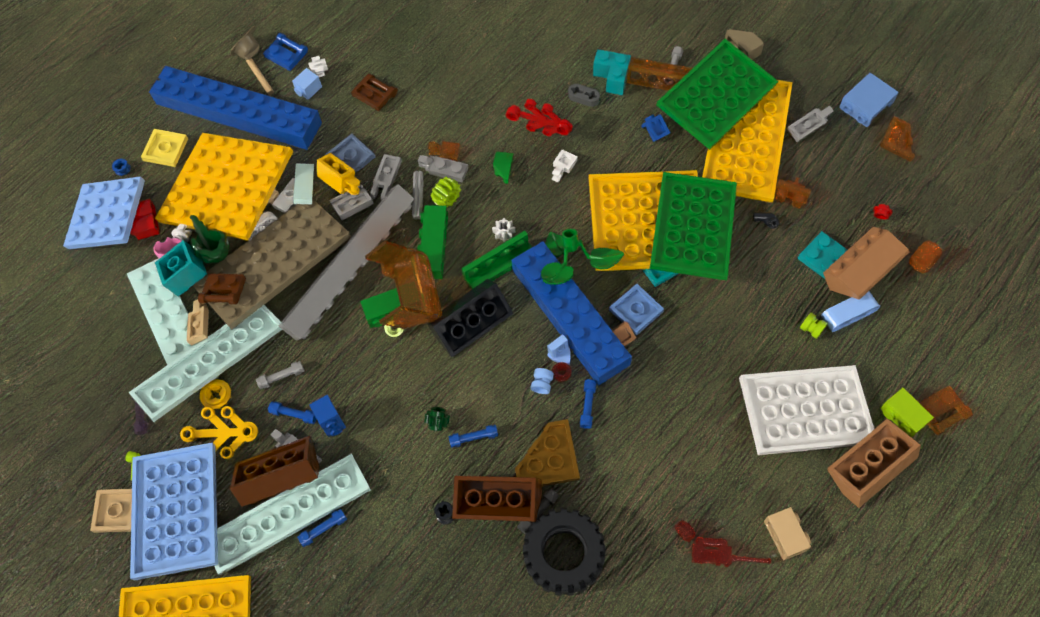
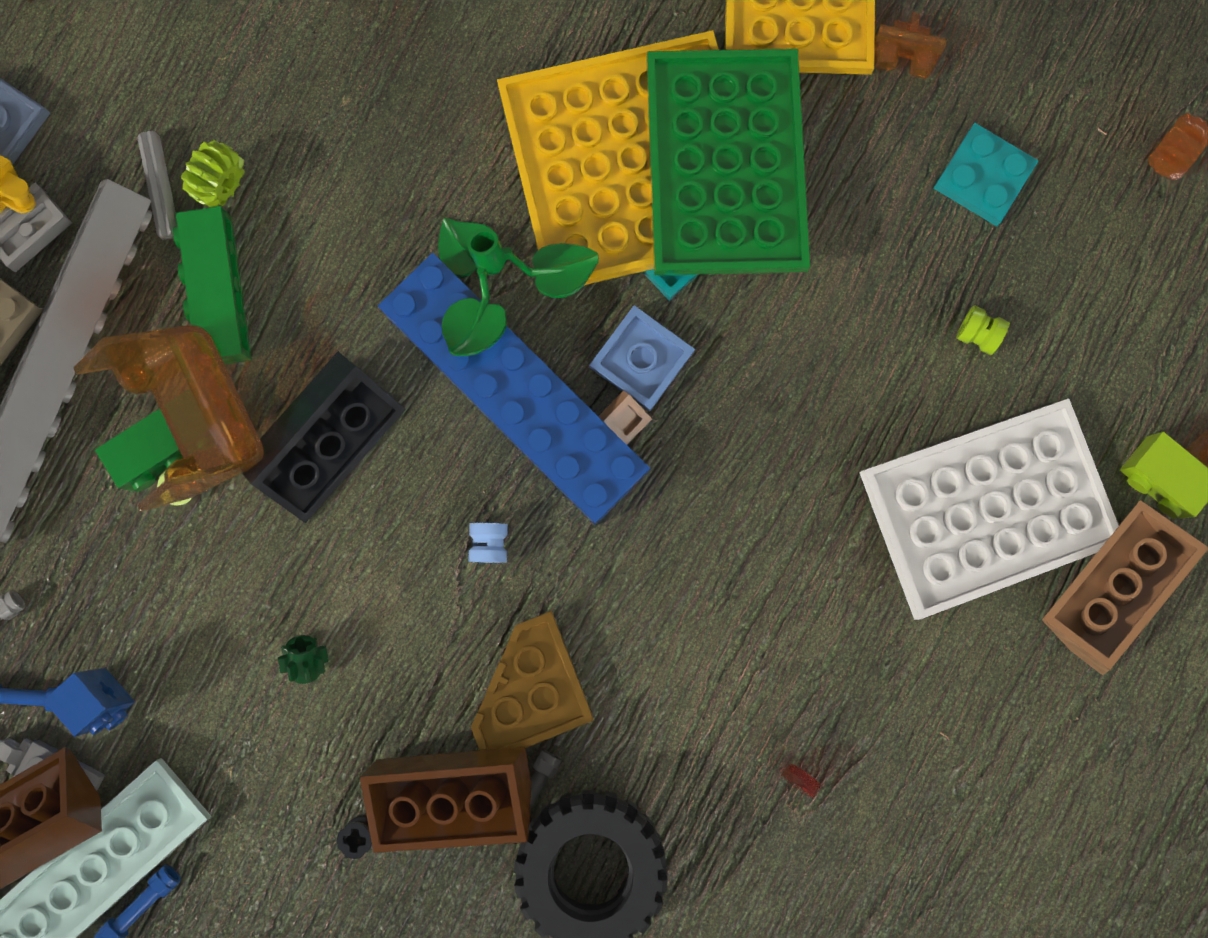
camera: 15 degrees left, 20 degrees up
(385, 175) = (81, 153): light grey hinge -> none
(443, 167) = (198, 112): light grey hinge -> none
(448, 150) = (197, 72): clear orange plate -> none
(456, 439) = (351, 689): blue bar -> none
(496, 261) = (350, 307): green fence -> none
(502, 165) = (318, 86): green slope -> none
(503, 230) = (351, 225): white gear -> none
(559, 350) = (512, 474): light blue tile -> none
(561, 366) = (509, 513): clear red plate -> none
(564, 162) = (441, 60): white plate -> none
(586, 418) = (586, 602): blue bar -> none
(719, 557) = (868, 815): clear red piece -> none
(767, 217) = (866, 112): black arm -> none
(787, 533) = (984, 749): tan brick -> none
(849, 311) = (1048, 286): light blue beam -> none
(865, 263) = (1070, 183): medium nougat slope -> none
(882, 211) = (1087, 58): red plate -> none

